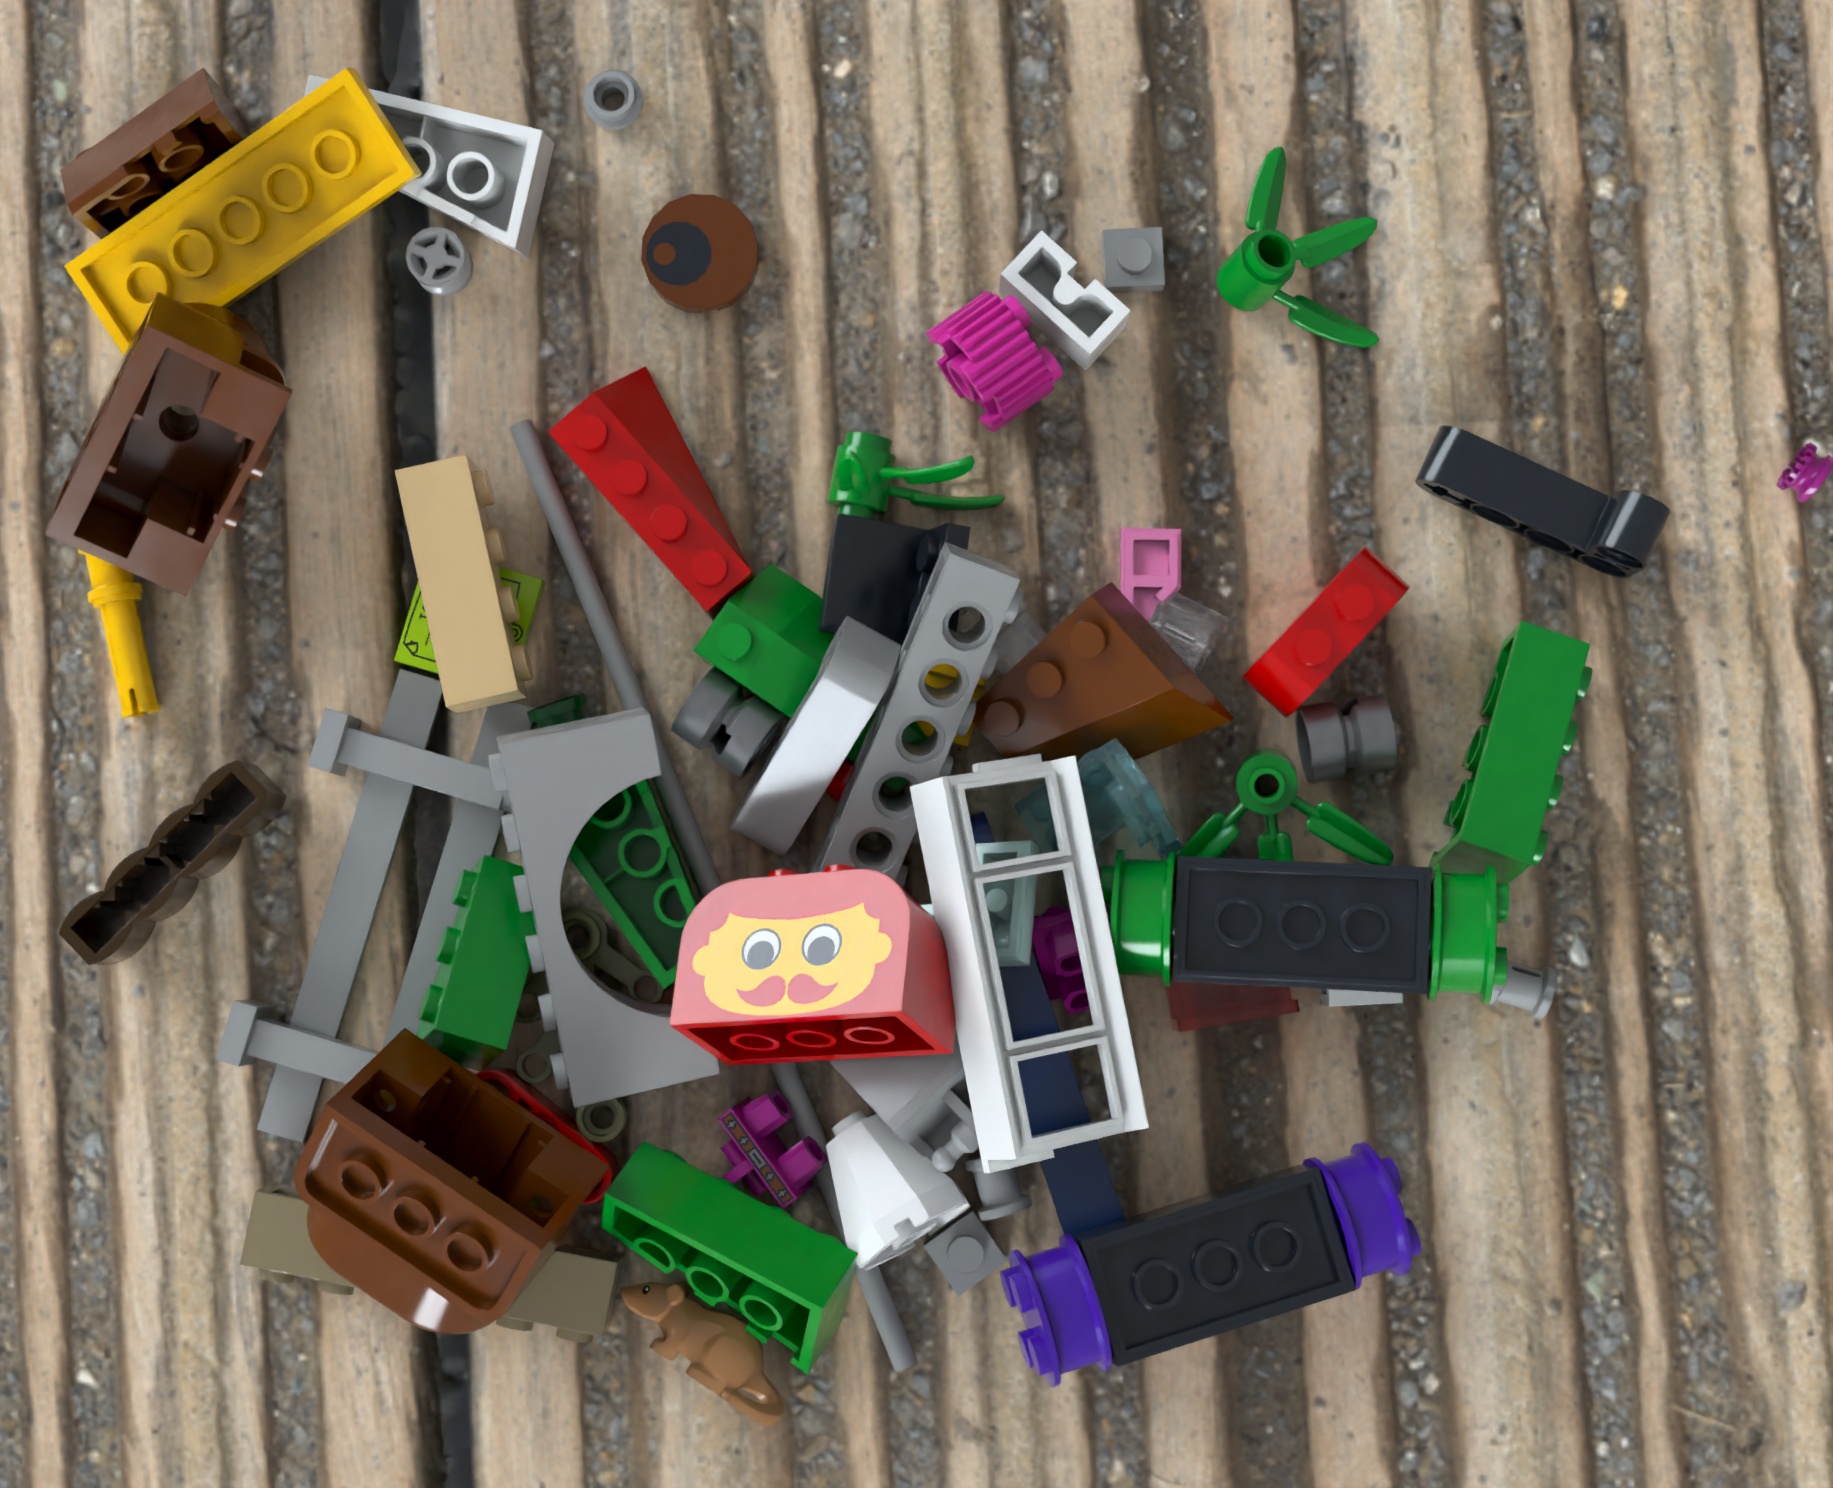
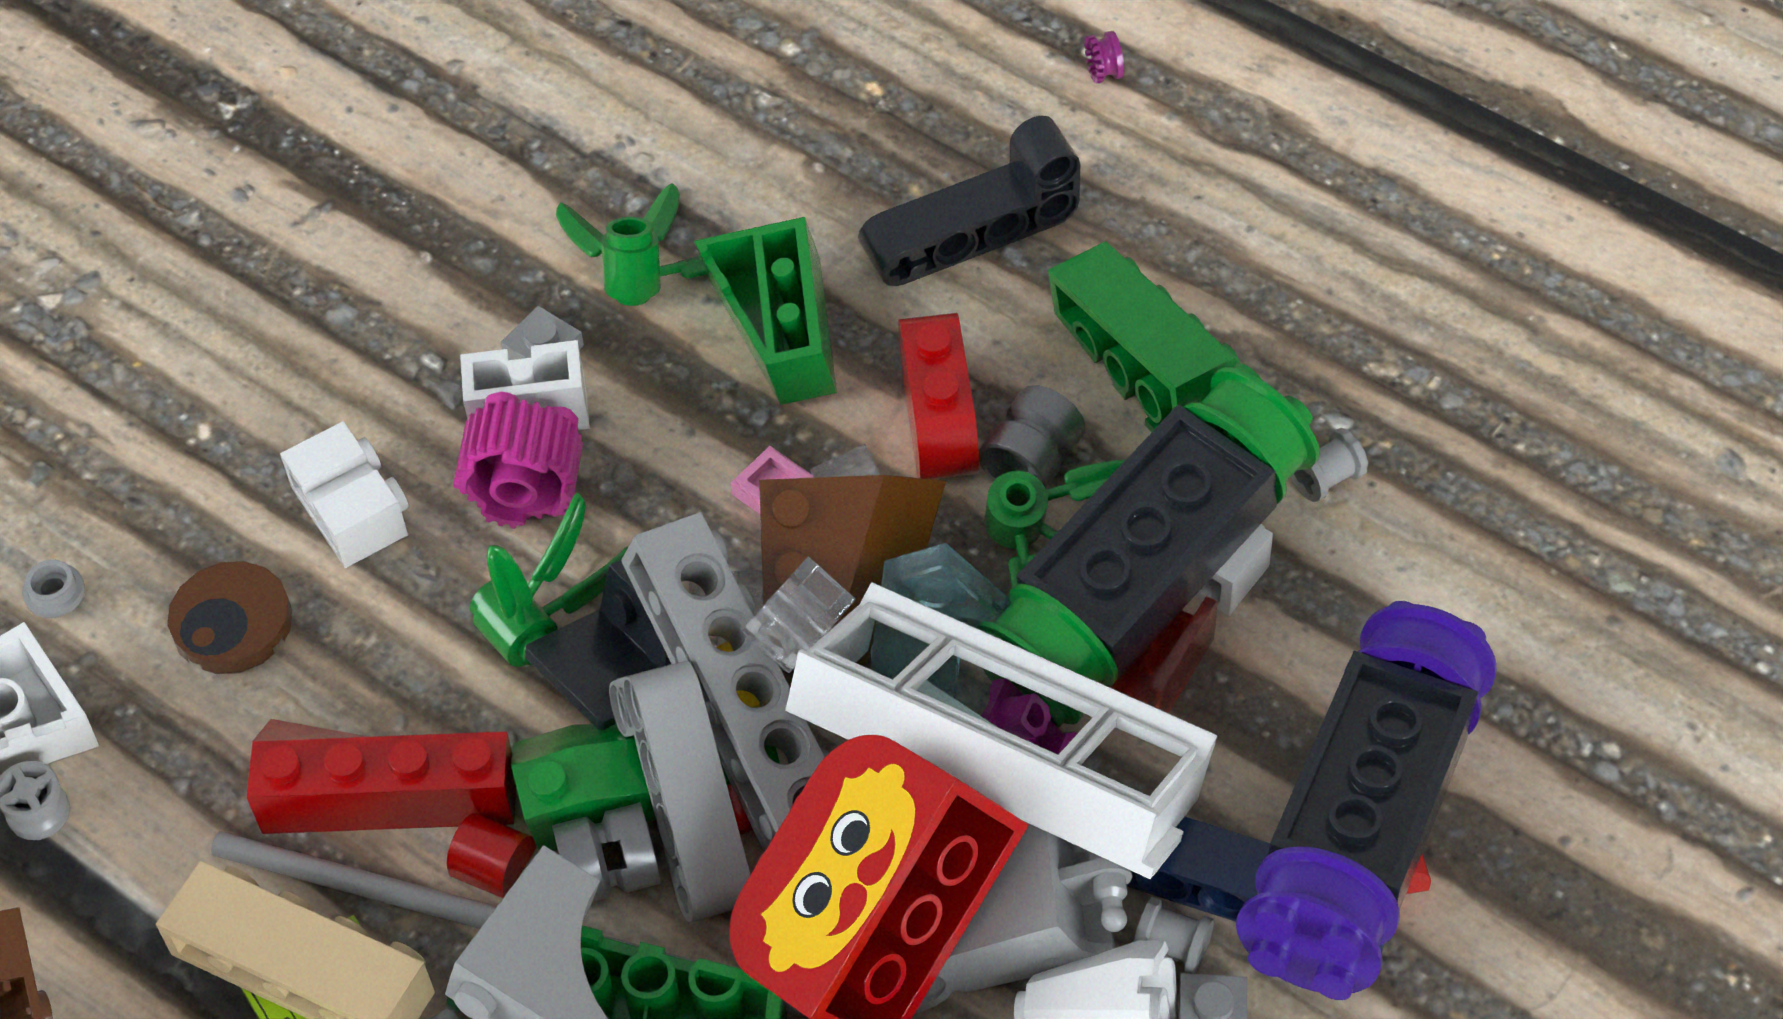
camera: 50 degrees left, 30 degrees down
(667, 630) = (488, 854): none -> red brick
(867, 241) = (346, 493): none -> white brick
(997, 726) = (798, 614): none -> clear brick
(1314, 423) = (777, 302): none -> green wedge

